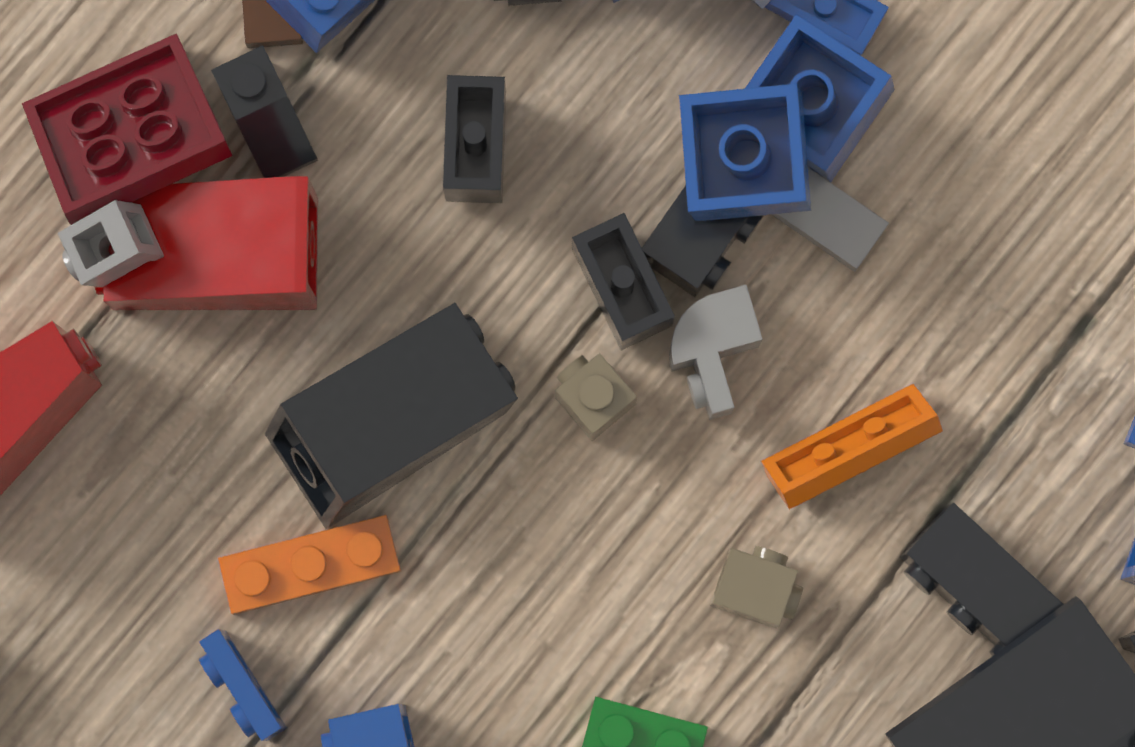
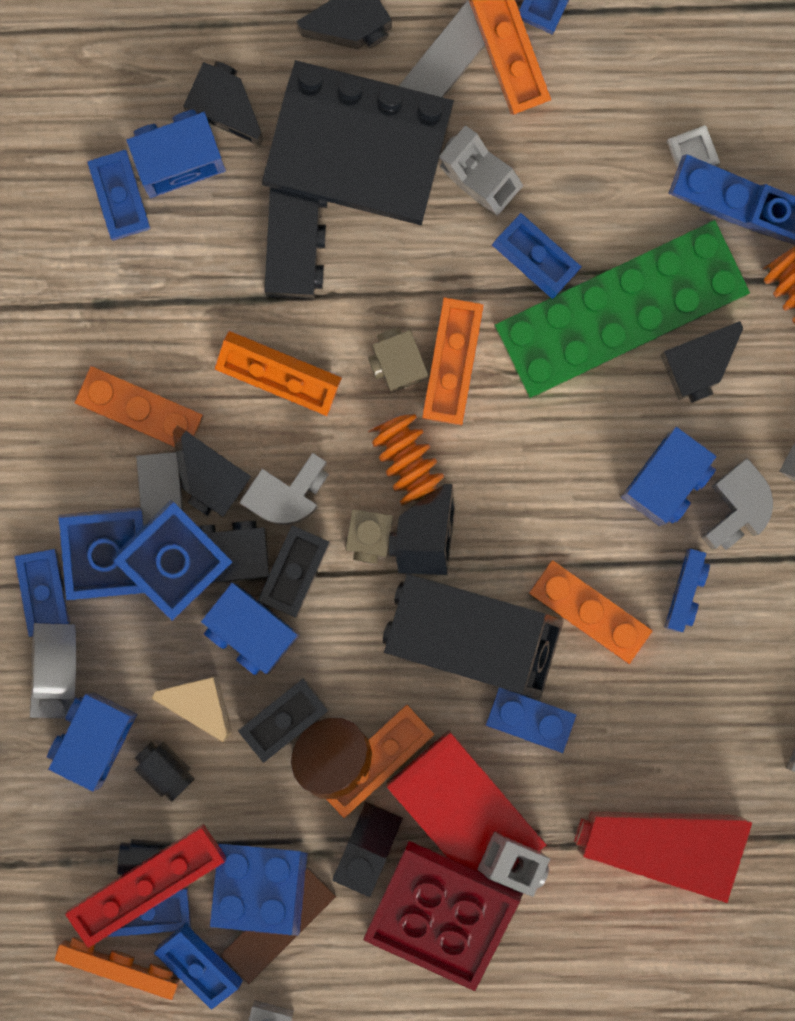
camera: 130 degrees left, 5 degrees up
(246, 403) = (530, 720): none -> blue plate
(349, 202) = (390, 749): none -> orange plate
(391, 156) = (331, 758): none -> reddish brown tile
(542, 454) = (425, 534): none -> black slope
(565, 62) = (200, 704): none -> tan slope
(601, 179) = (248, 628): none -> blue brick
(642, 506) = (406, 458): none -> orange piece
(706, 646) = (452, 361): none -> orange plate
(804, 278) = (207, 474): none -> black slope
(936, 268) = (135, 407): none -> orange plate

